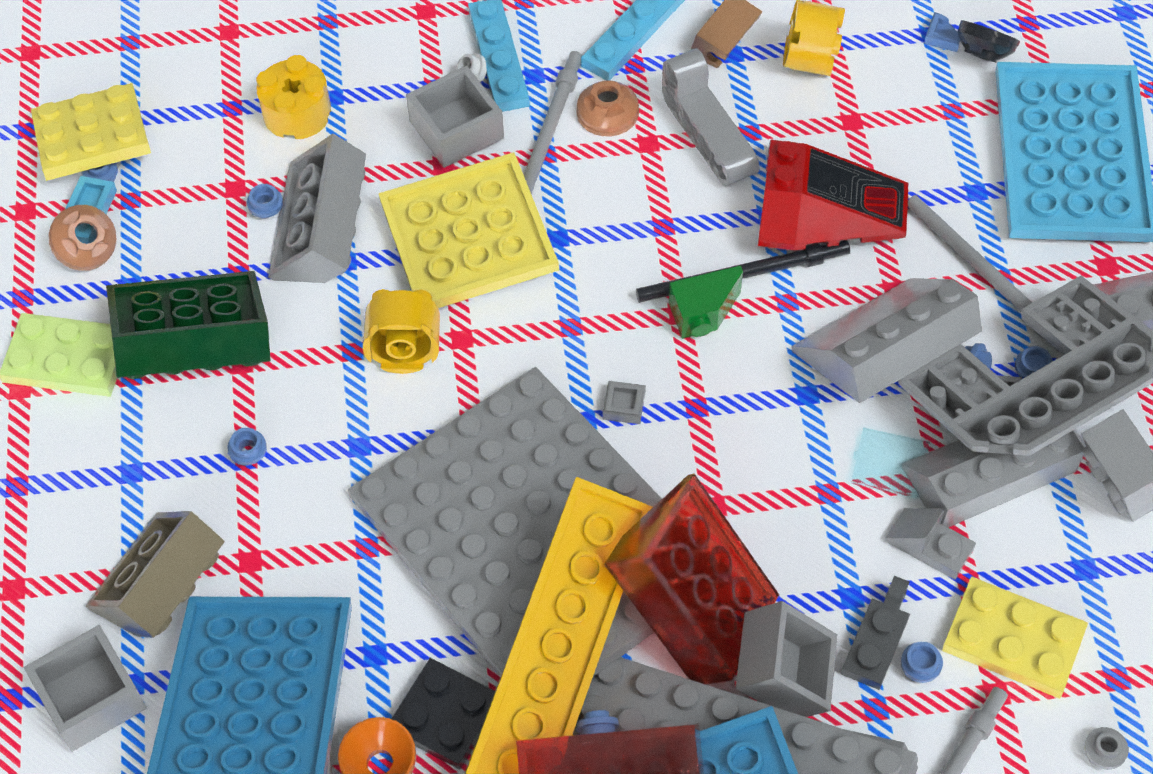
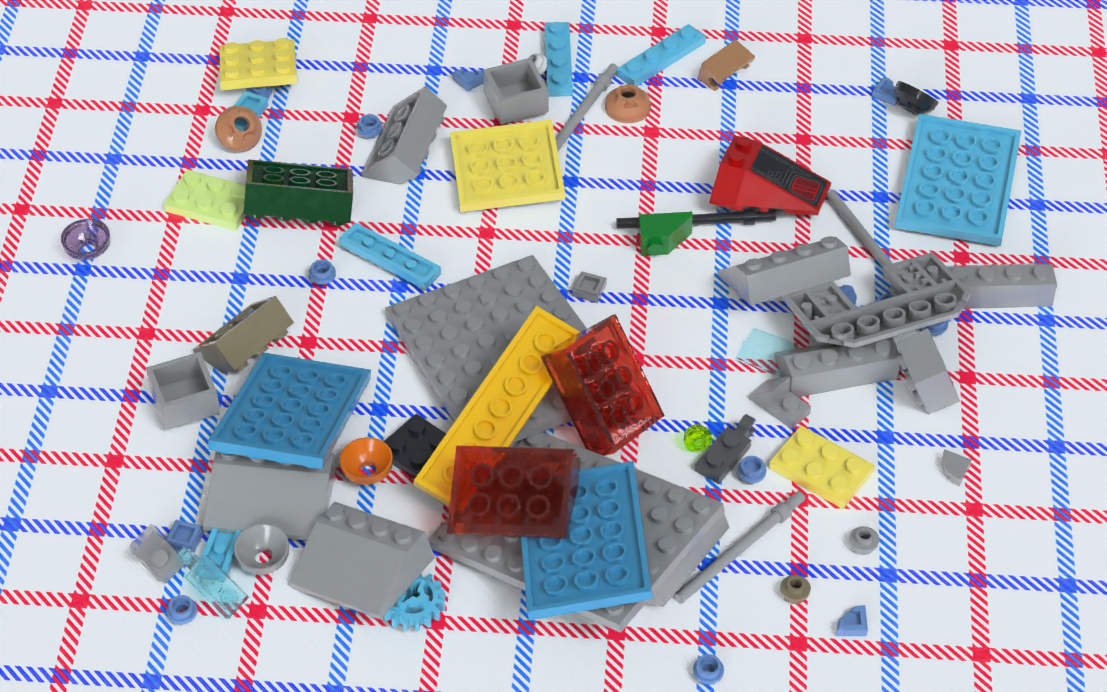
camera: 10 degrees right, 10 degrees down
(294, 98) = (405, 63): yellow brick -> none
(338, 403) = (390, 256): none -> medium azure plate
(384, 104) = (468, 79): none -> medium blue tile
(401, 330) = (444, 216): yellow brick -> none
(705, 119) = (694, 118): light grey beam -> none
(787, 660) = (656, 443): light grey piece -> none
(813, 37) = (786, 77): yellow brick -> none
(838, 621) = (694, 433): none -> clear neon green plate

